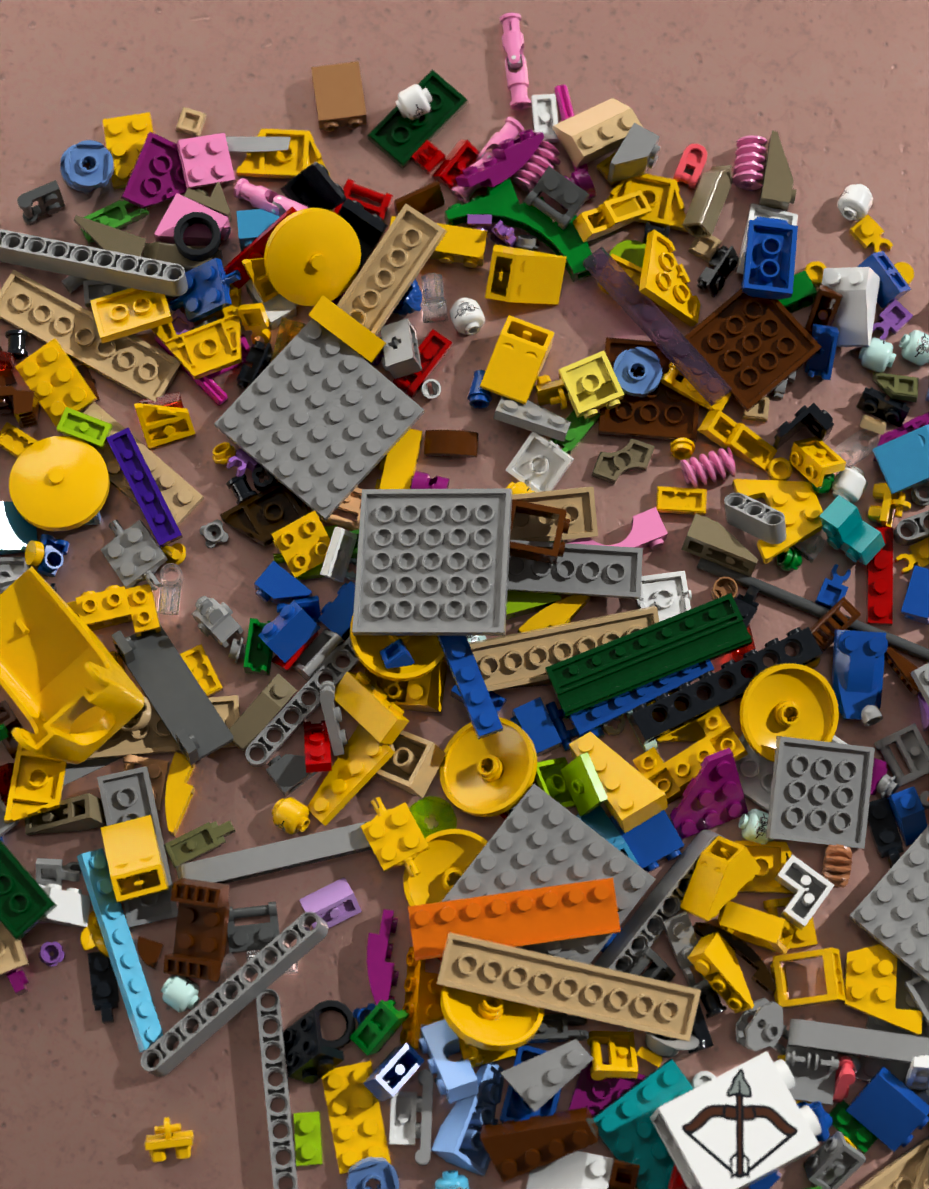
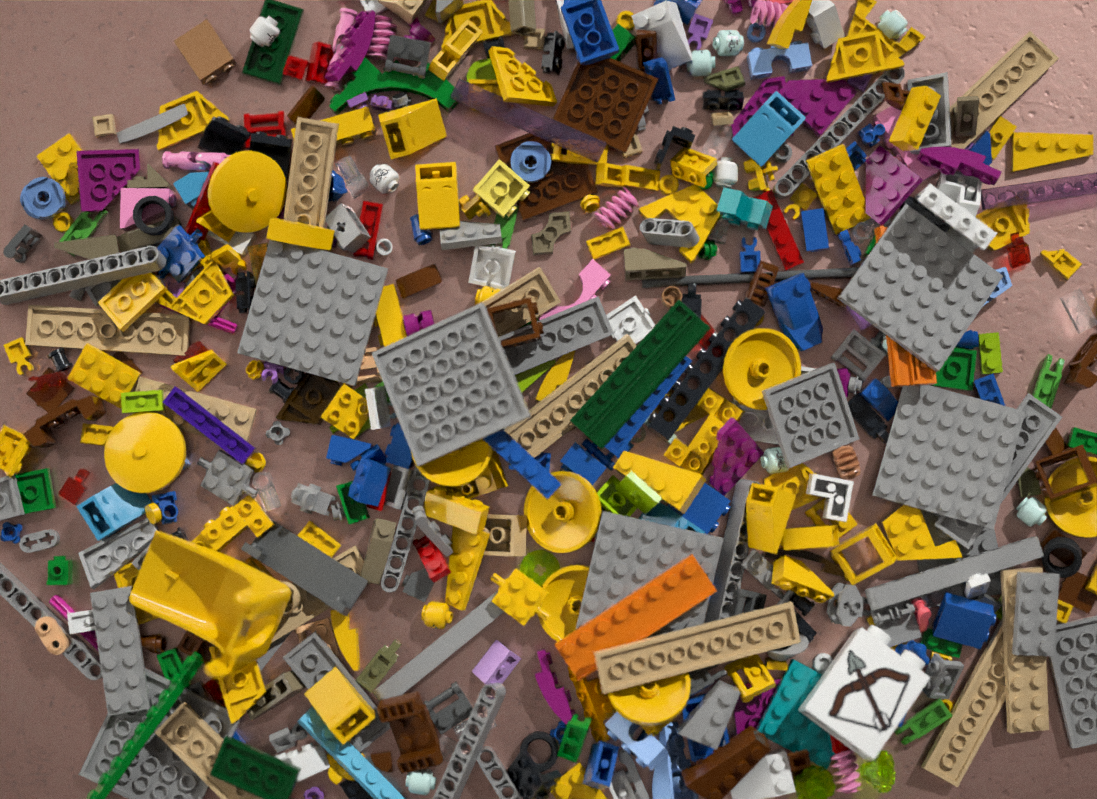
camera: 25 degrees left, 10 degrees up
(94, 201) = (62, 222): none -> yellow tile
(205, 160) = (130, 152): bright pink plate -> none
(396, 655) = (457, 466): blue slope -> none
(871, 715) = (820, 340): light grey hinge -> none

